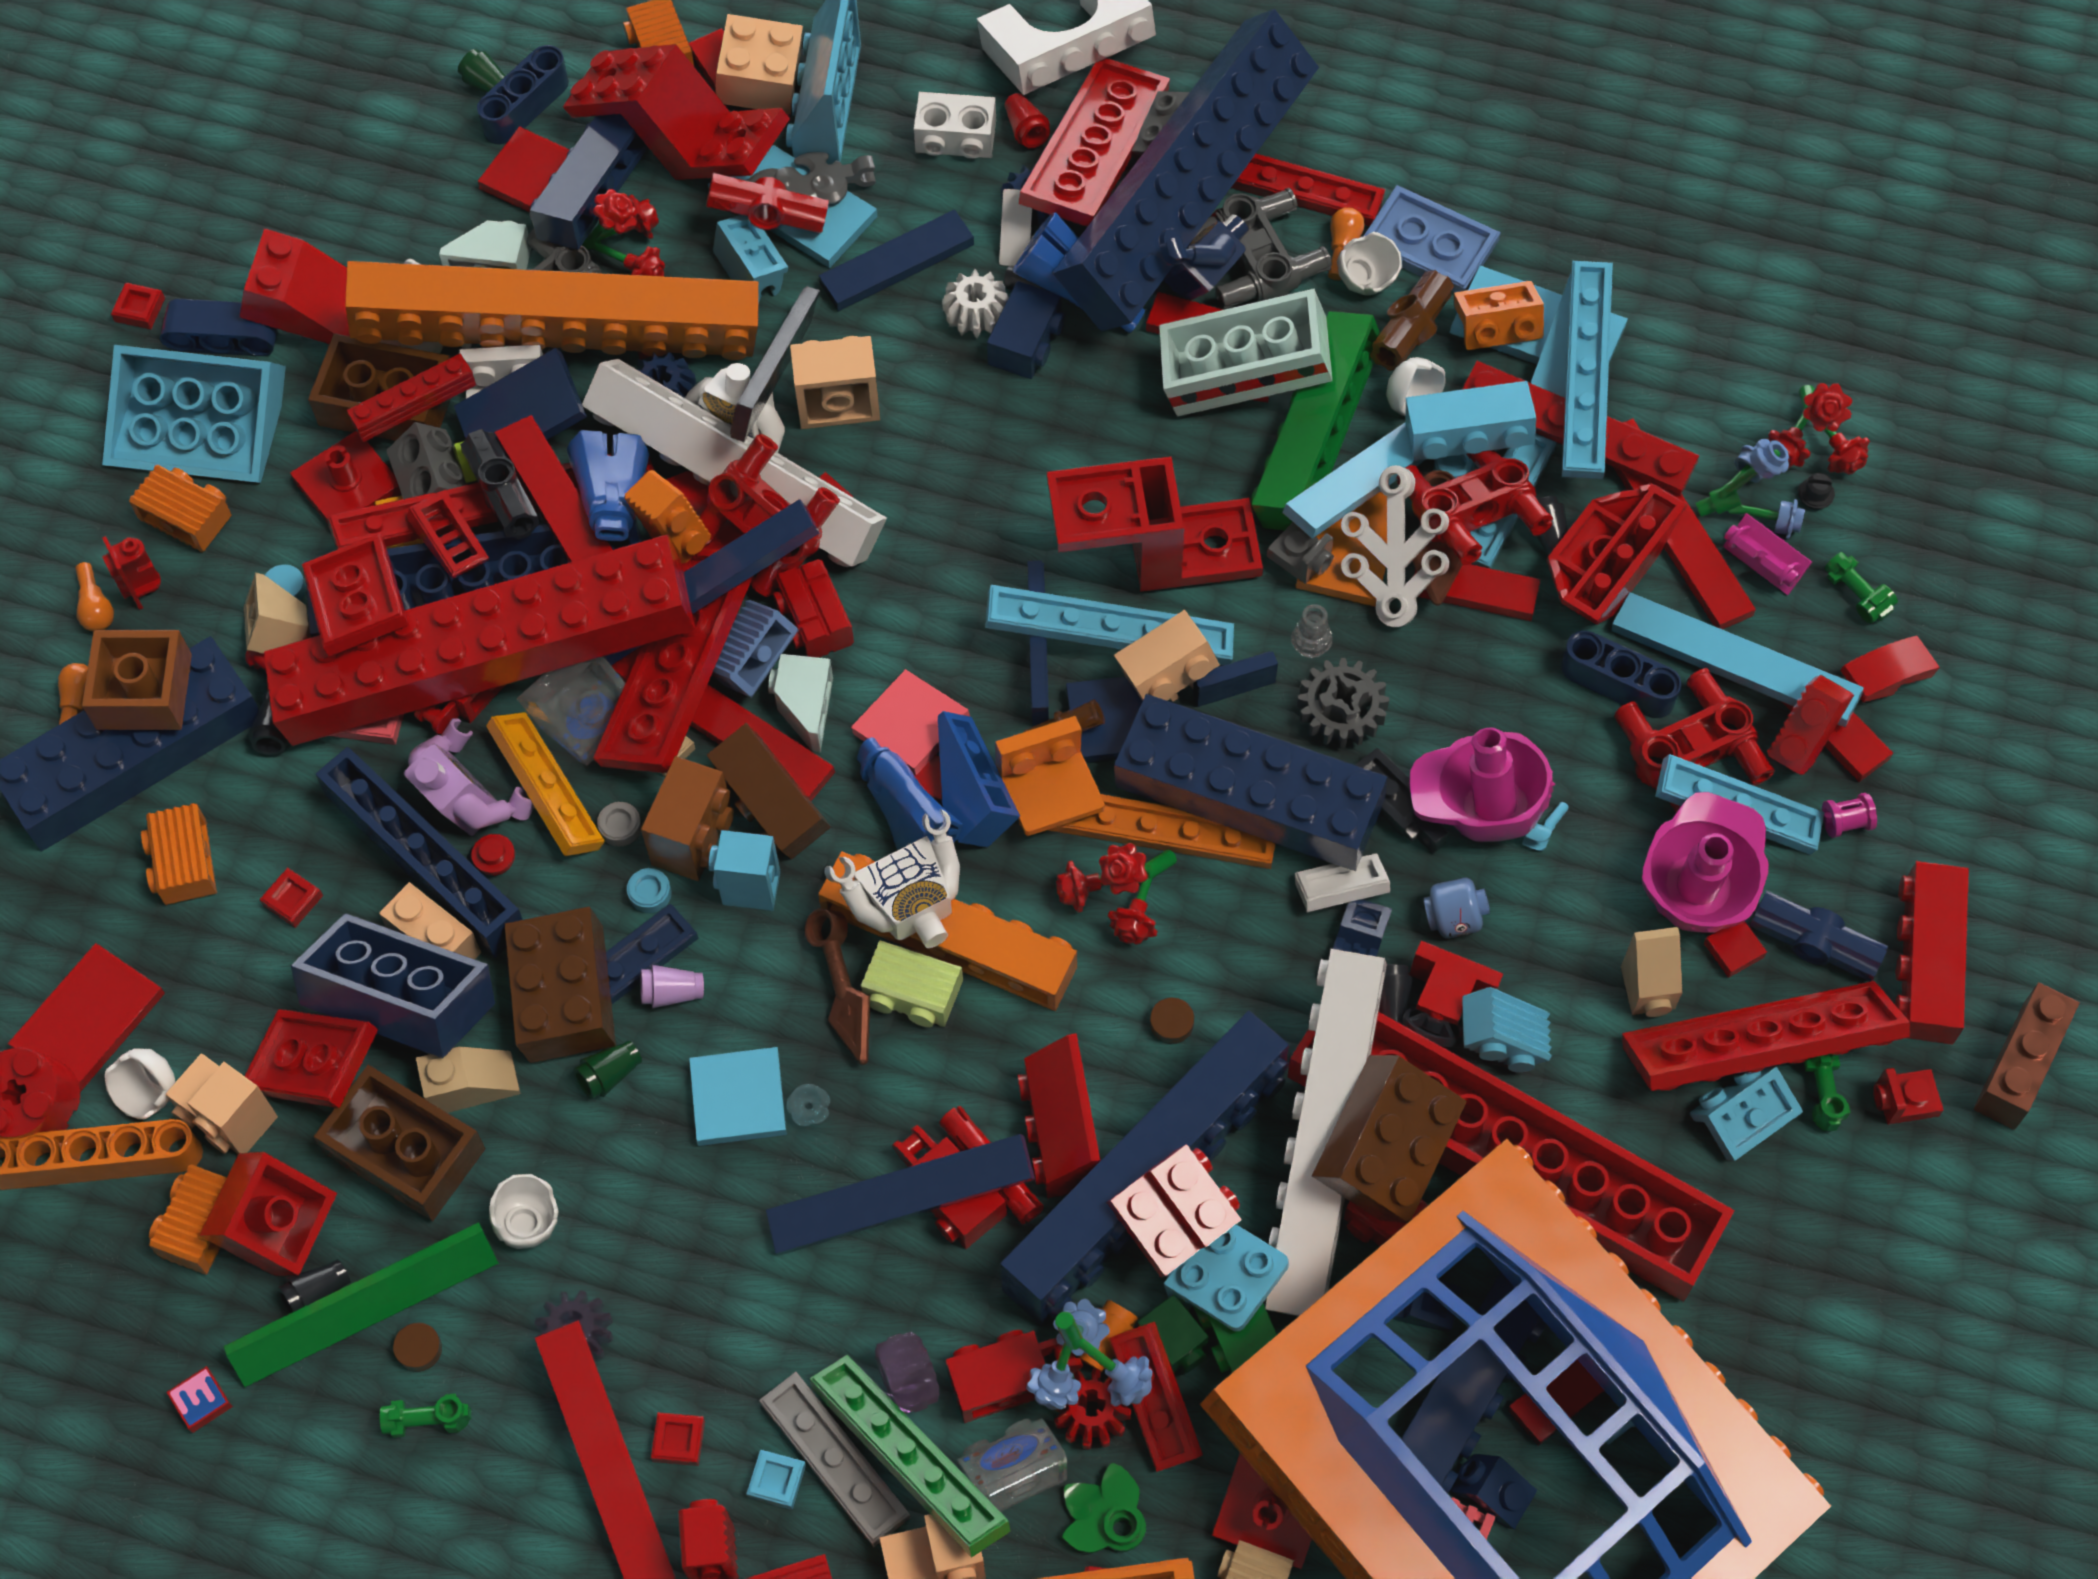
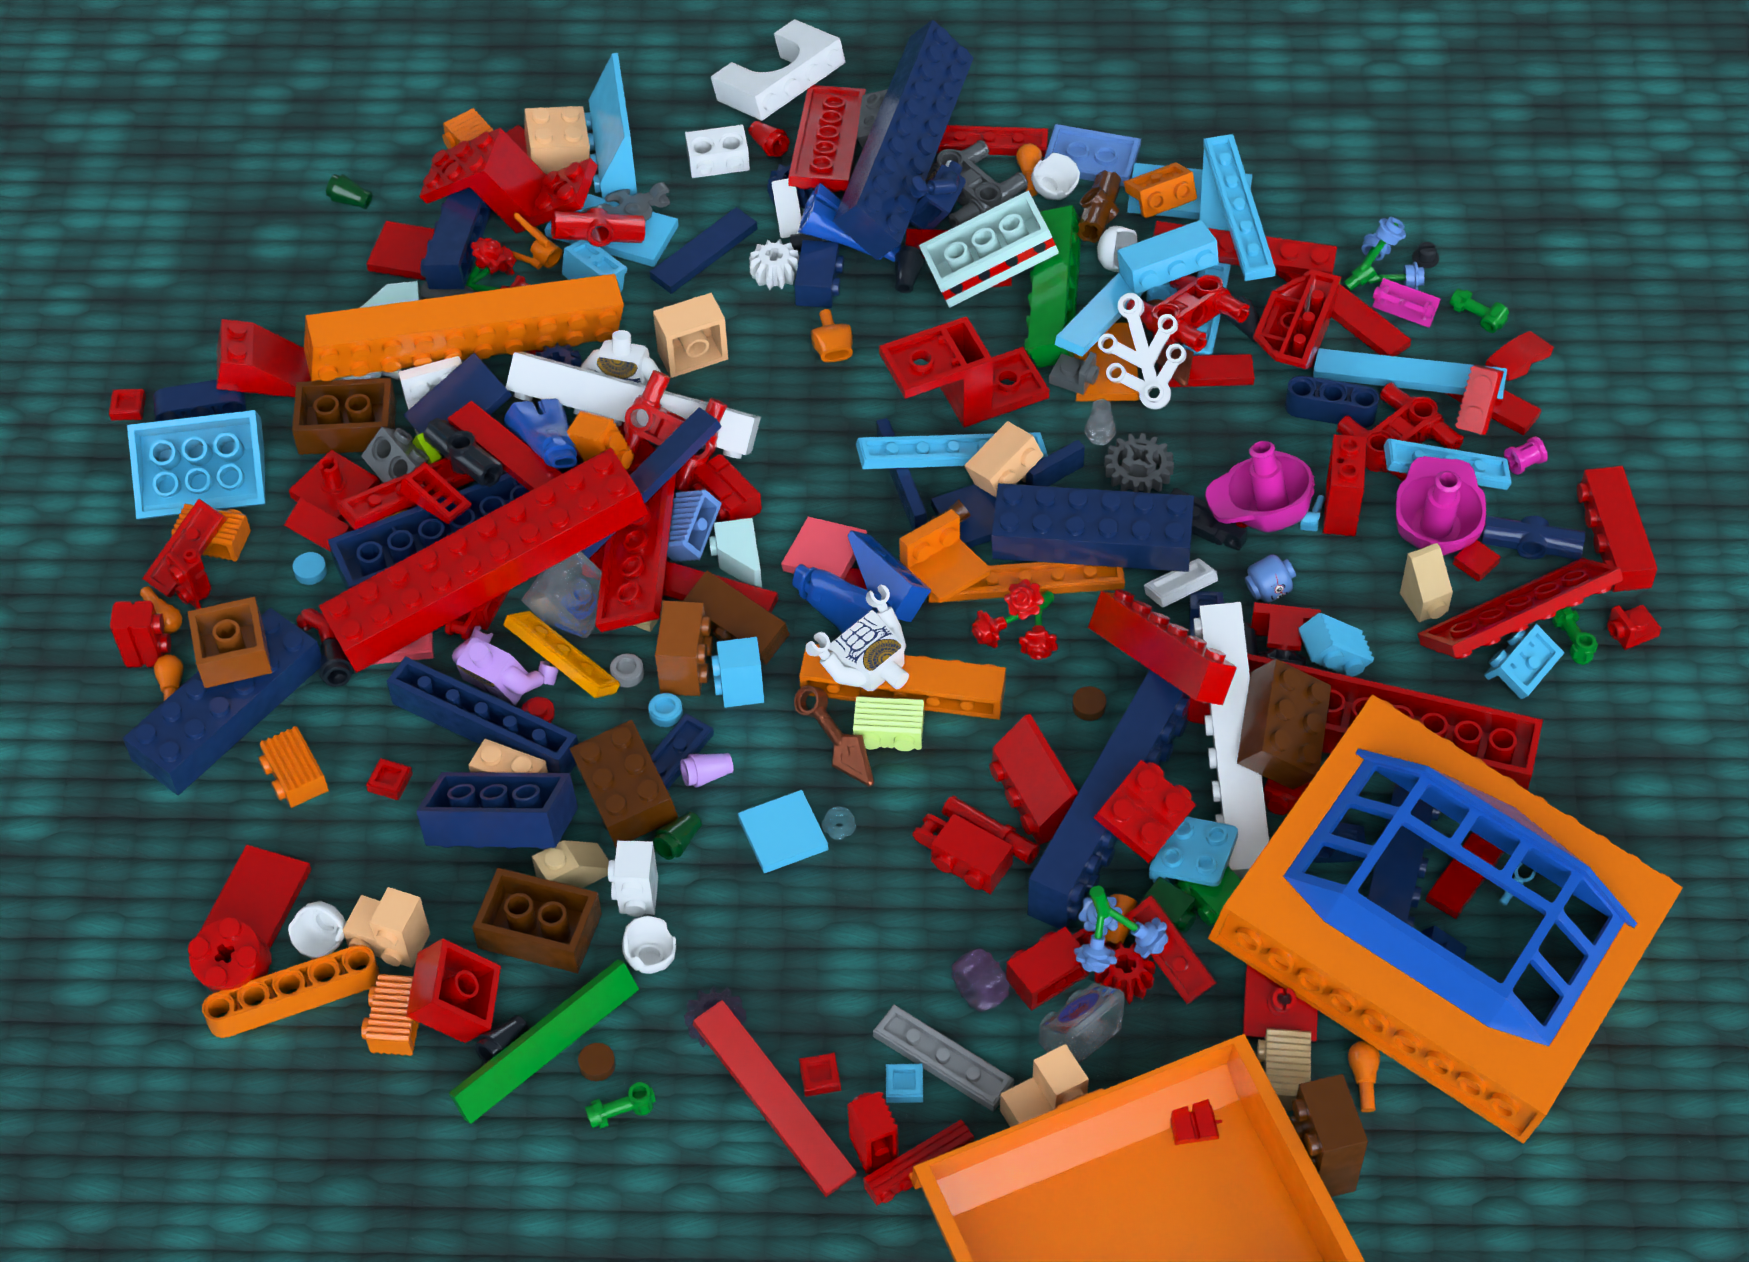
camera: 15 degrees left, 10 degrees down
(48, 629) = (139, 633): none -> red brick
(142, 519) = (193, 533): none -> red tile
(199, 1399) = (438, 1141): tile -> none
(273, 616) = (310, 586): tan slope -> none
(304, 526) = (315, 524): none -> red tile
(310, 1057) = (451, 875): red tile -> none
(354, 594) = (379, 547): red tile -> none
(411, 397) = (374, 409): red piece -> none
(523, 94) = (381, 198): dark blue beam -> none
(531, 1119) = (634, 878): none -> white brick
(696, 217) = (543, 249): none -> orange plant
(773, 364) = (644, 327): tile -> none
(900, 1194) = (932, 860): dark blue tile -> none
(910, 1456) = (1005, 1027): green tile -> none
(1015, 428) = (832, 340): none -> orange piece
(1100, 1508) = (1154, 1041): green plate -> none
(1140, 349) = (907, 268): none -> black cone
(1272, 986) = (1163, 646): none -> red brick
(1591, 804) = (1344, 485): none -> red window
(1826, 411) = (1419, 193): red plant -> none
(2026, 1056) = (1706, 578): copper brick -> none

